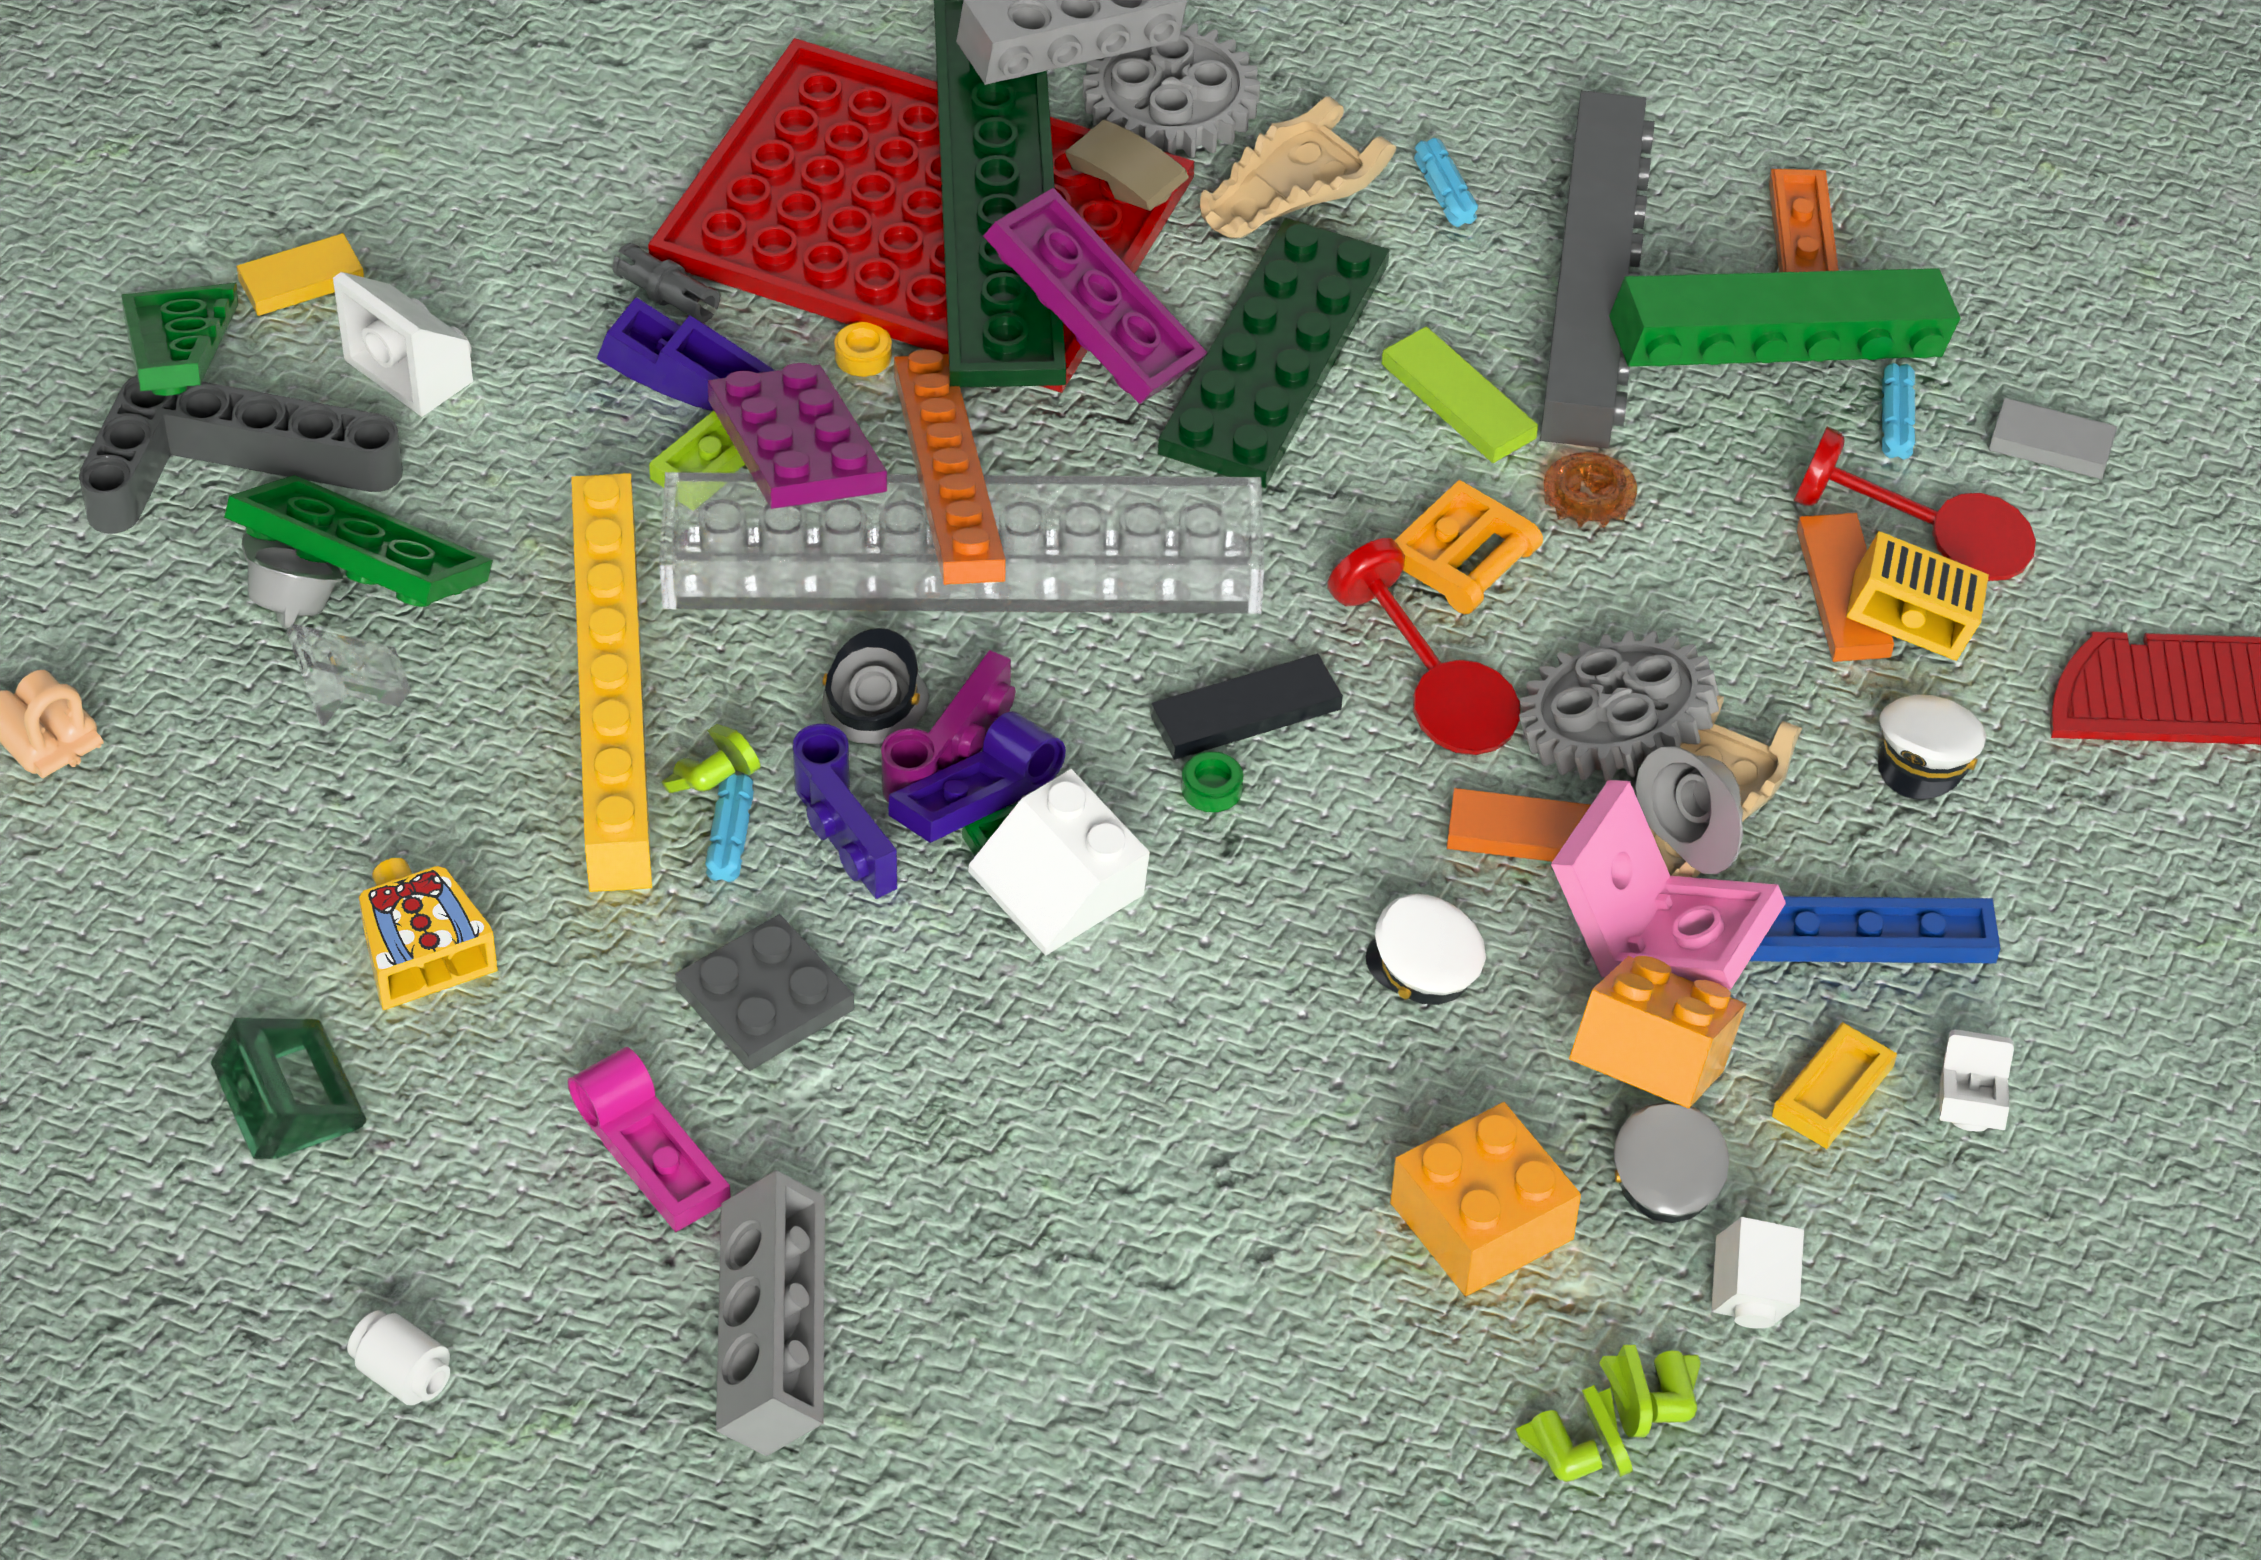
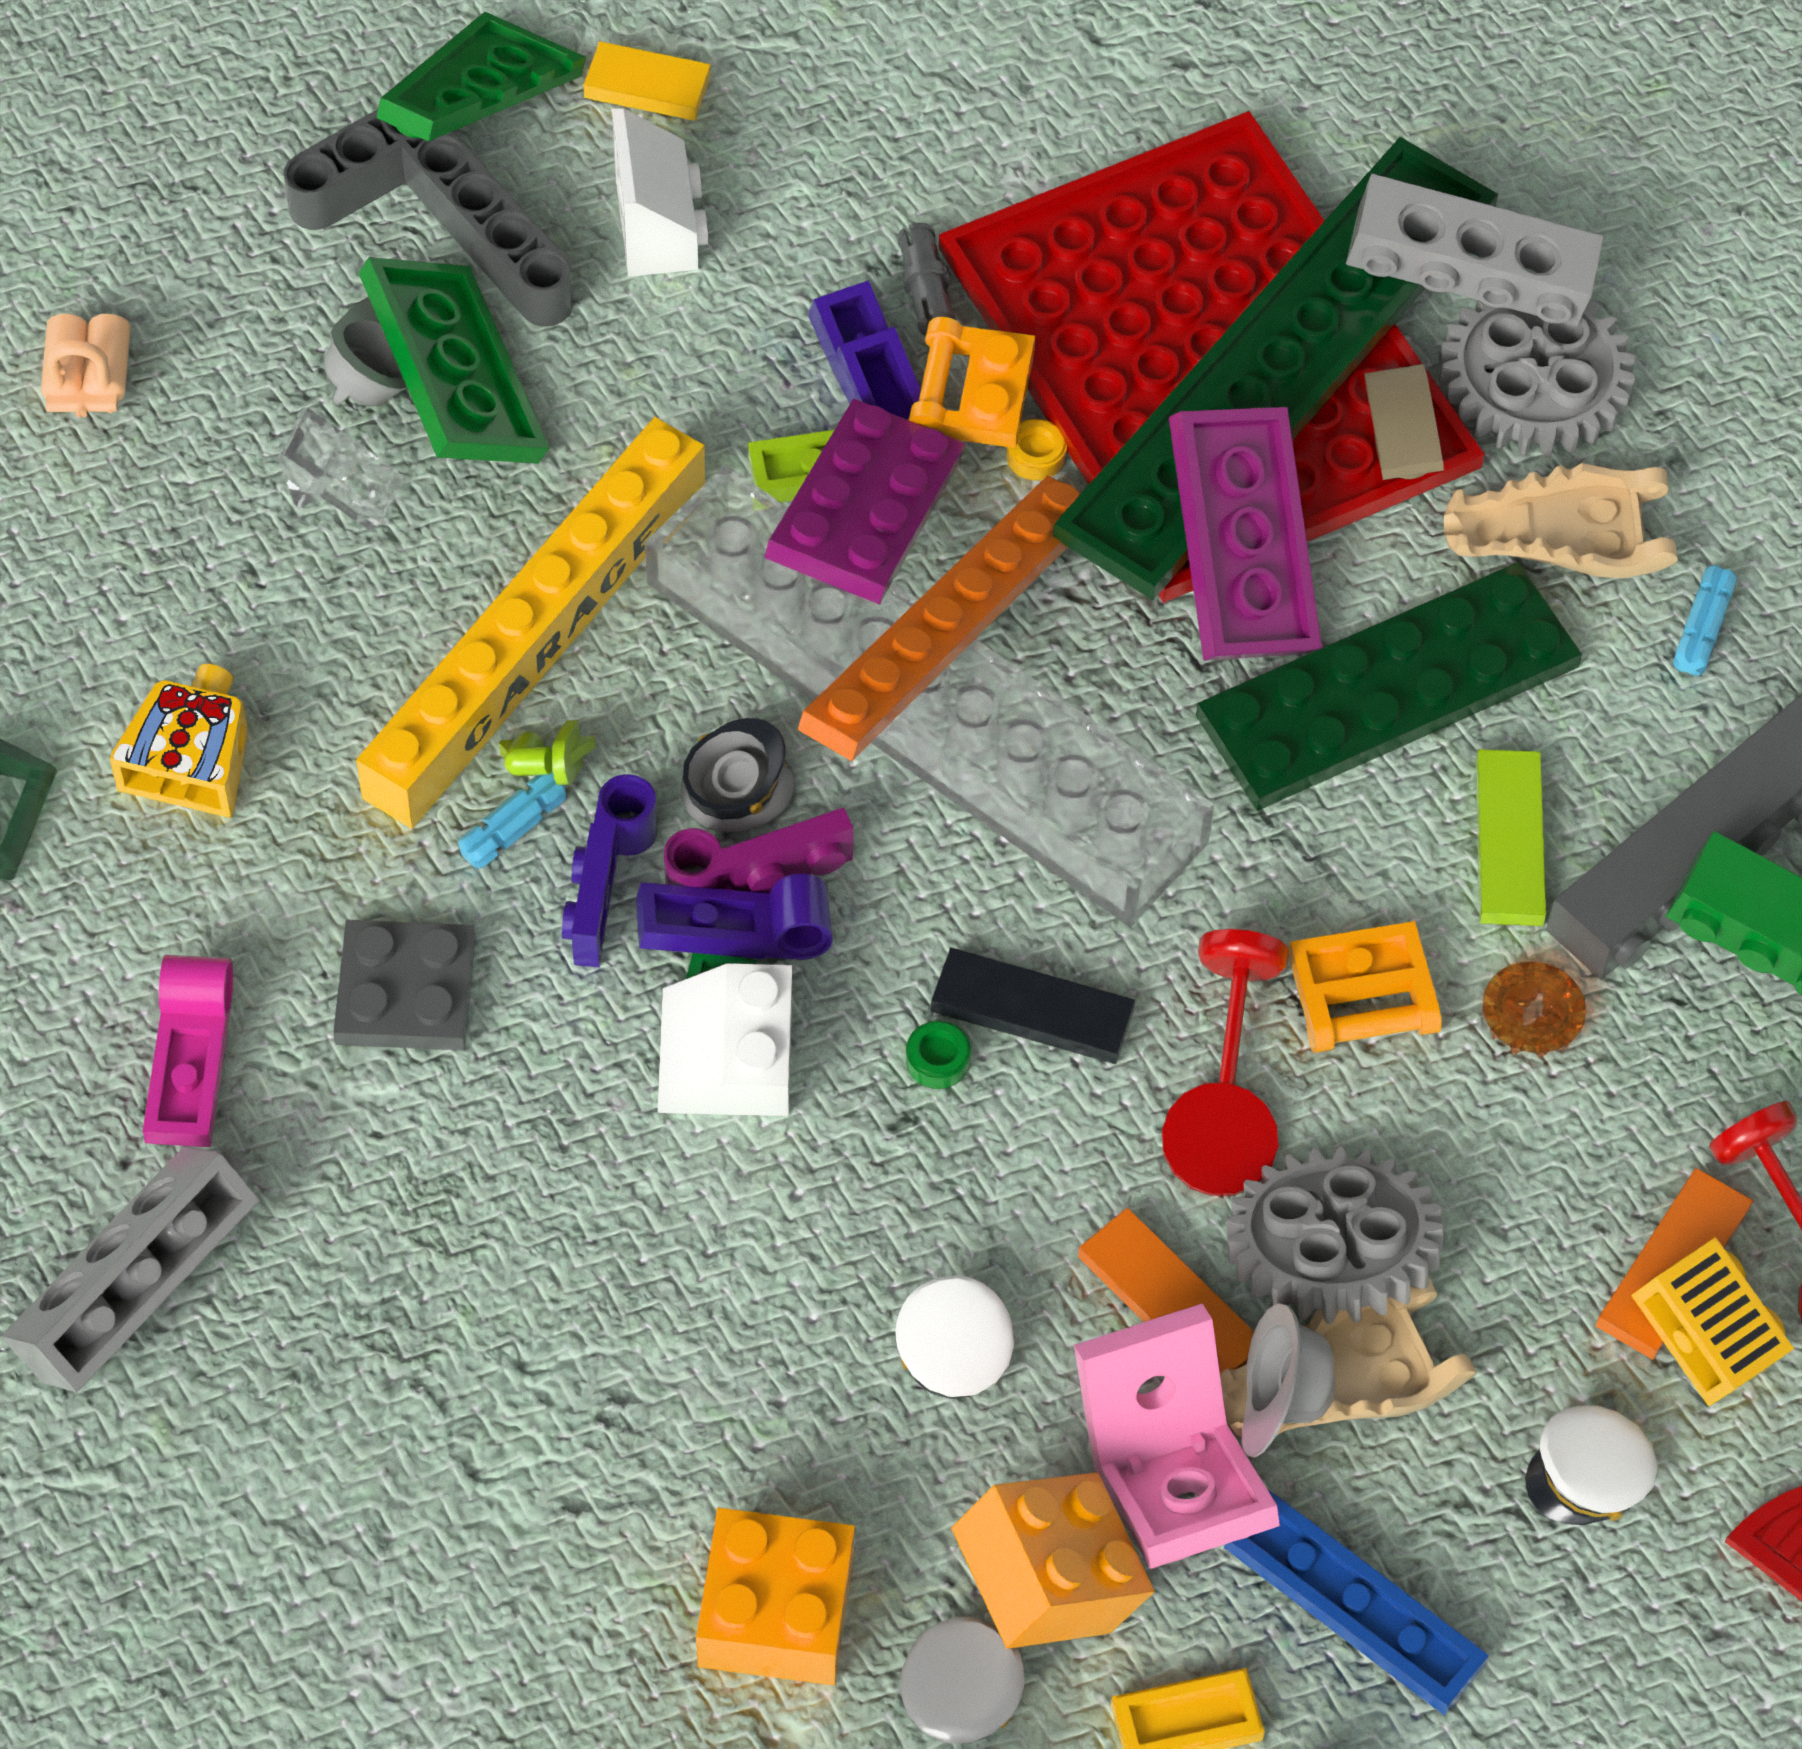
camera: 40 degrees right, 10 degrees up
(795, 311) = (992, 387): none -> light orange plate

